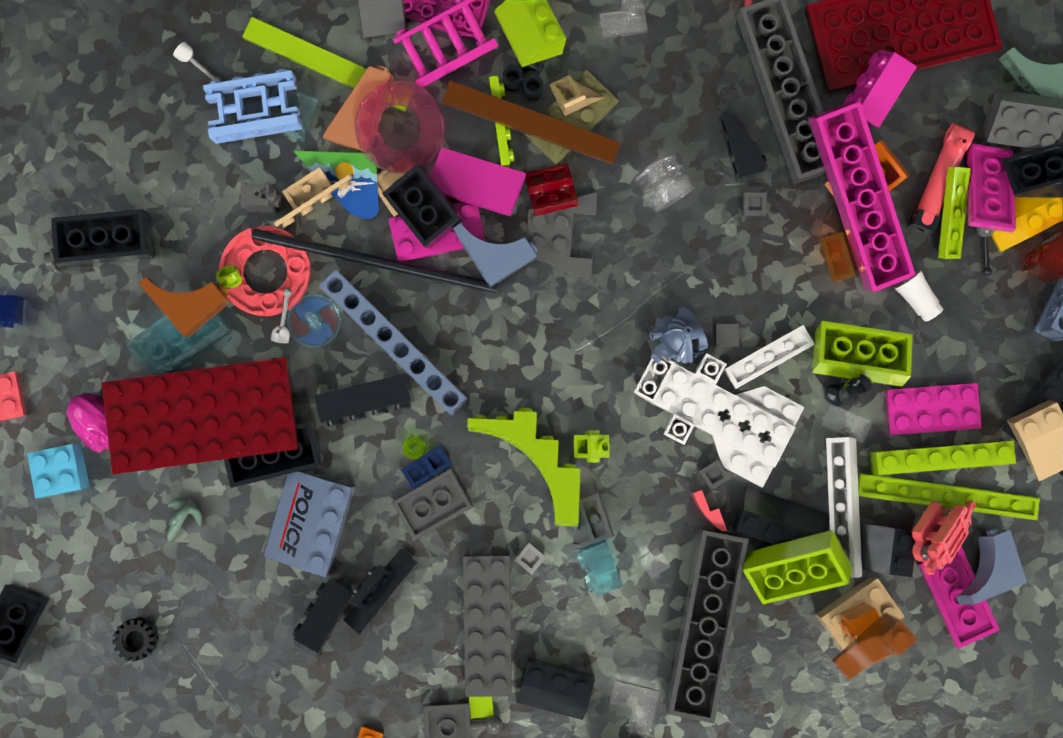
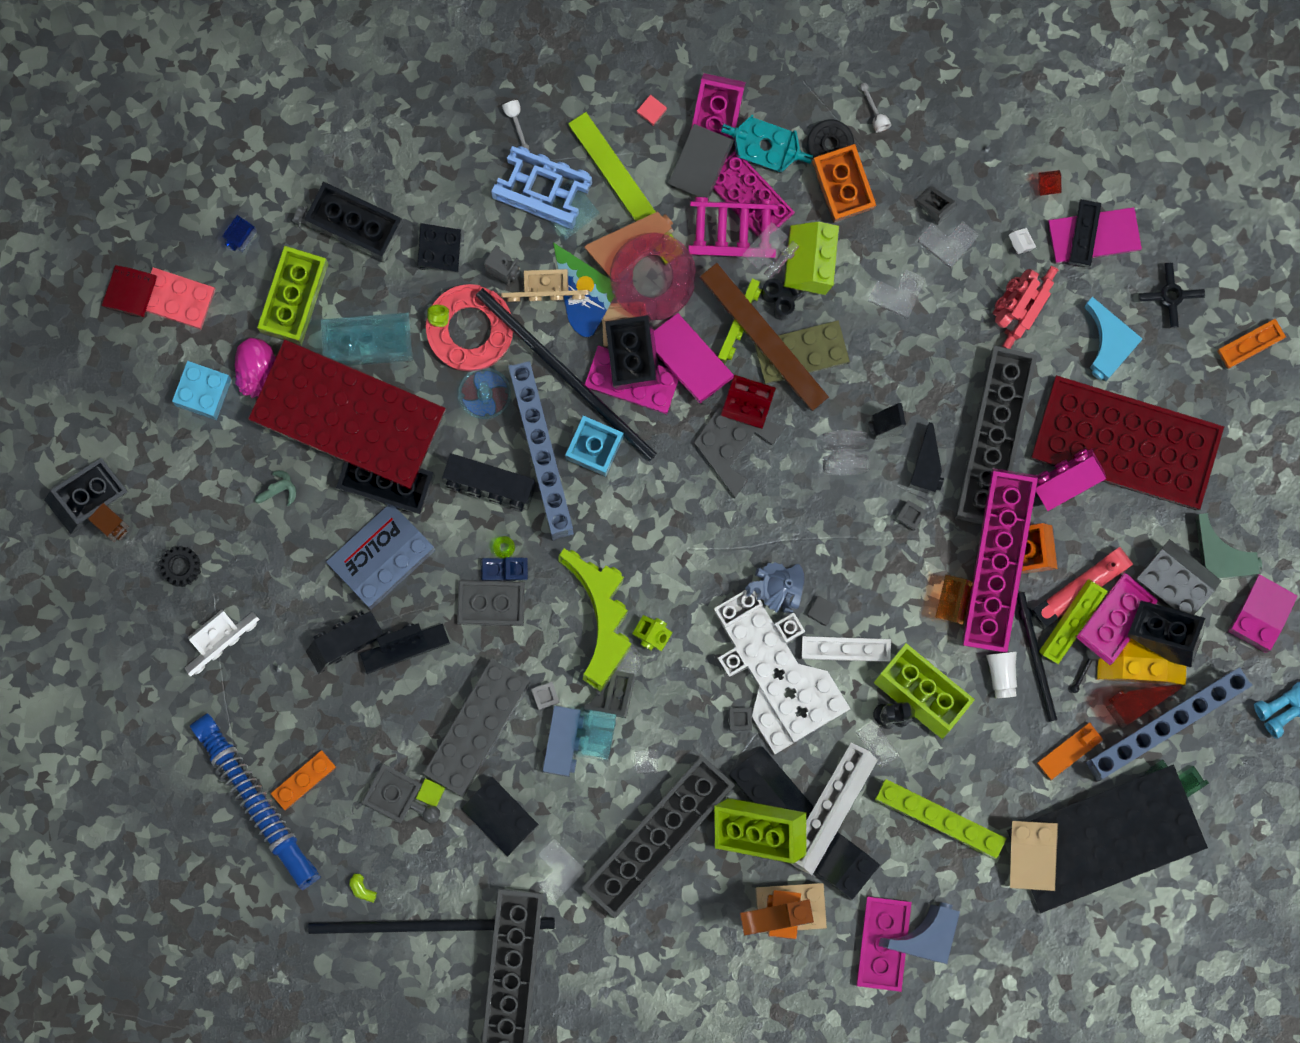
camera: 30 degrees right, 5 degrees down
(45, 642) = (109, 523): none -> reddish brown brick
(87, 336) = (293, 295): none -> lime brick
(190, 309) = (392, 323): dark orange arch -> none
(194, 216) = (439, 247): none -> black hinge
(205, 682) = (215, 637): none -> white bracket
(280, 333) = (451, 386): hinge -> none
(439, 310) = (594, 446): none -> medium azure brick
(484, 41) = (765, 245): none -> clear plate
(496, 260) = (665, 432): sand blue arch -> none
(570, 590) = (563, 741): none -> sand blue brick
(573, 95) = (813, 334): tan slope -> none
(688, 132) = (887, 422): none -> black slope
(712, 515) = (718, 751): coral slope -> none
(933, 409) = (959, 776): dark pink plate -> none
(941, 534) = (897, 876): coral piece -> none
(942, 268) = (1025, 614): none -> black bar
(948, 496) = (926, 856): lime tile -> none
(1015, 329) = (1070, 751): none -> orange hinge

